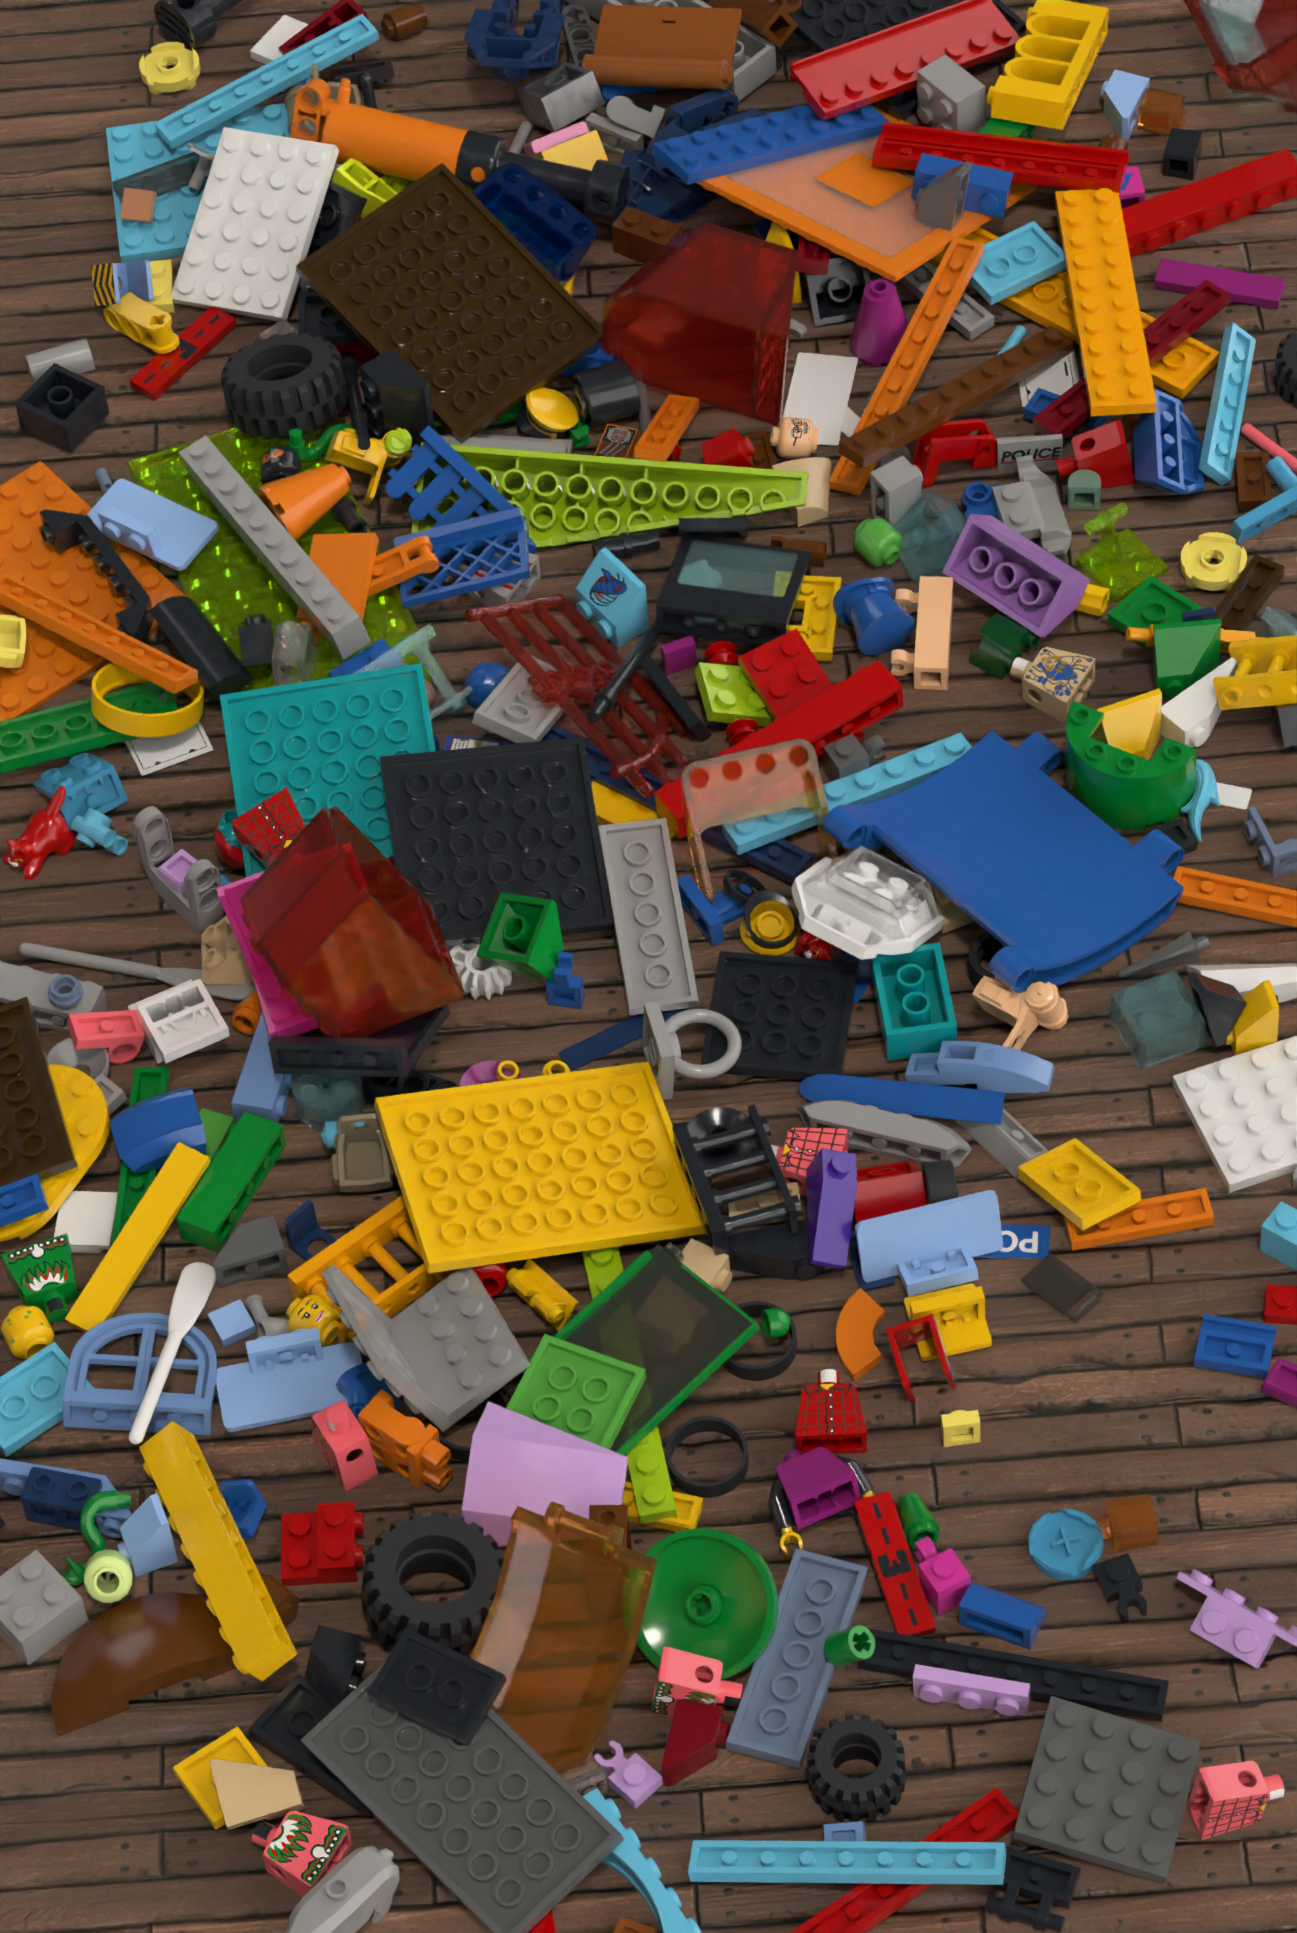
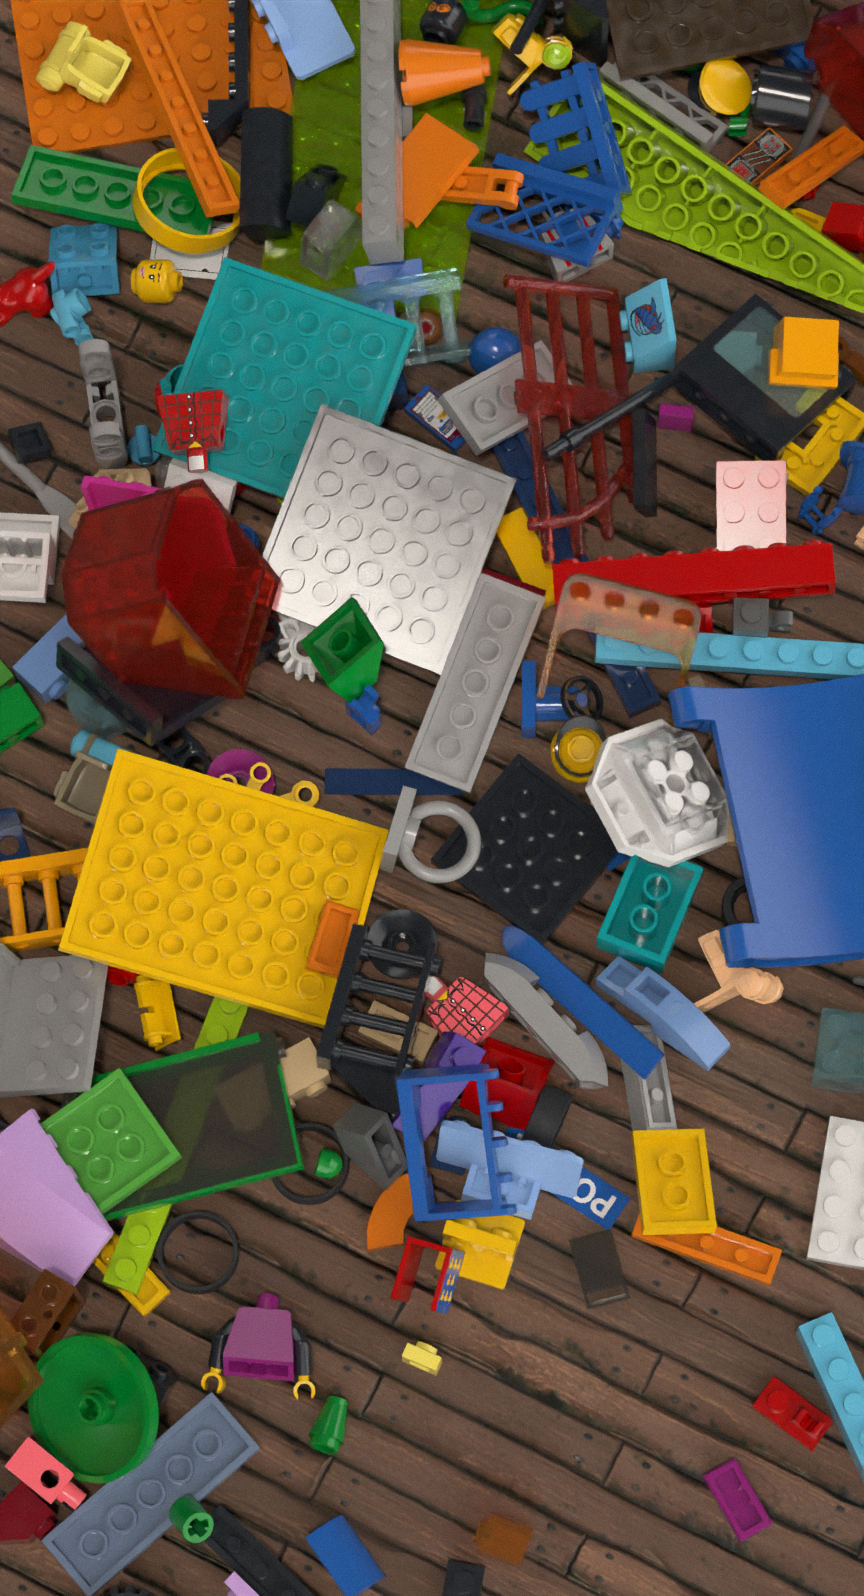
camera: 30 degrees right, 20 degrees up
(126, 941) = (29, 442): none -> black plate
(157, 772) = (156, 281): none -> yellow head
(175, 870) = (108, 403): lavender tile -> none
(627, 544) = (704, 270): black pin -> none
(659, 1158) = (331, 939): none -> orange tile
(714, 527) = (785, 299): black tile -> none
(729, 694) = (691, 488): lime plate -> none
(758, 543) = (804, 353): none -> light orange plate
(802, 1287) = (371, 1143): none -> dark grey slope
(822, 1224) = (420, 1184): none -> blue hinge
(831, 1416) = (320, 1279): red torso -> none
(835, 660) = (809, 504): none -> blue piece
(894, 1565) = (282, 1459): red tile -> none
(941, 1576) = (313, 1496): dark pink brick -> none
(1065, 1544) = (441, 1522): dark azure tile -> none
(1235, 1346) = (706, 1421): blue plate -> none

